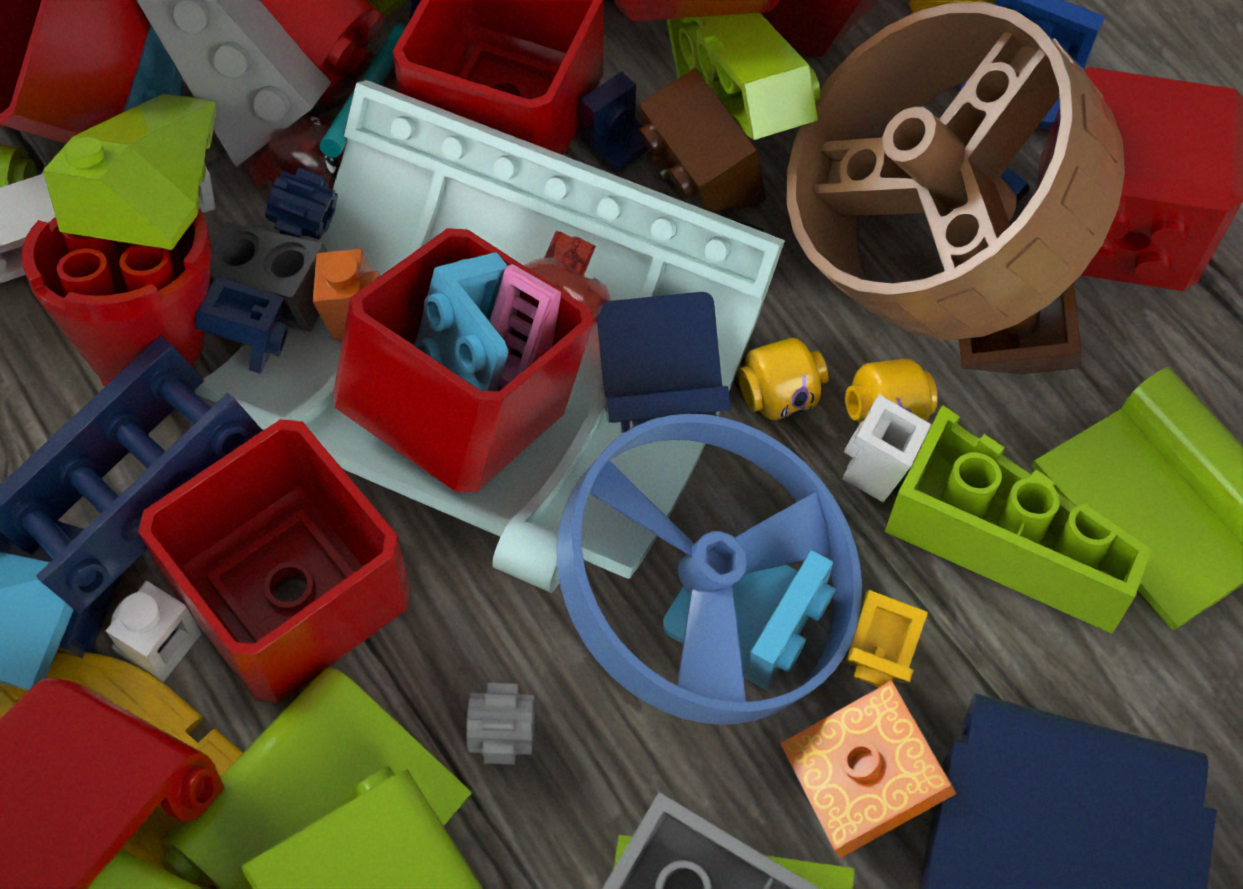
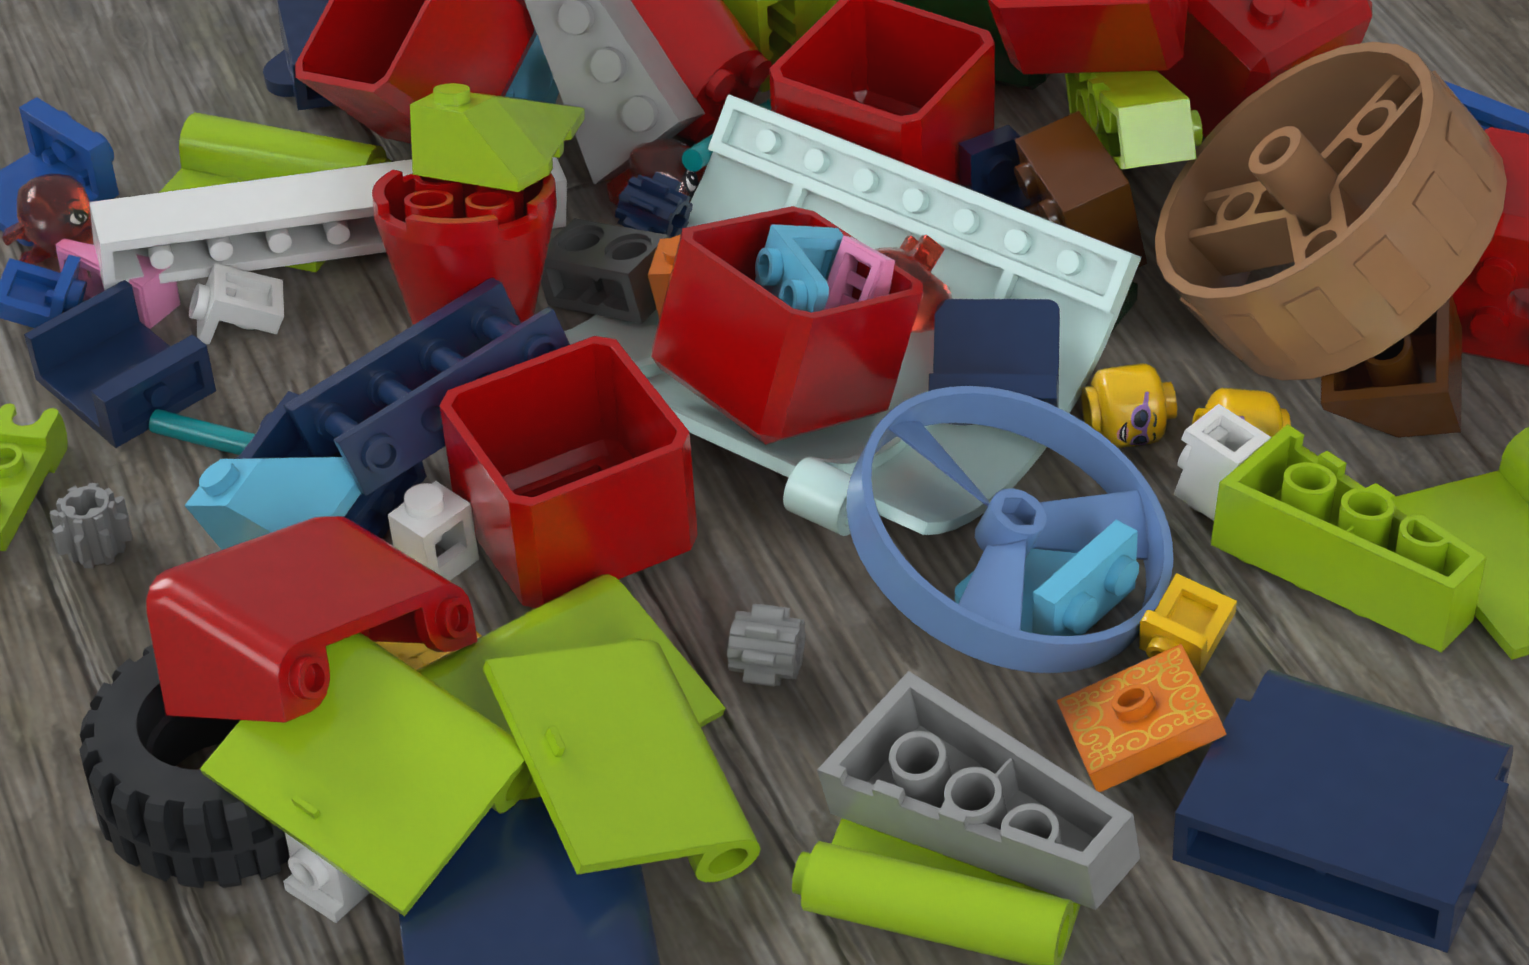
camera: 15 degrees right, 20 degrees down
(246, 317) = (578, 283): dark blue bracket -> none

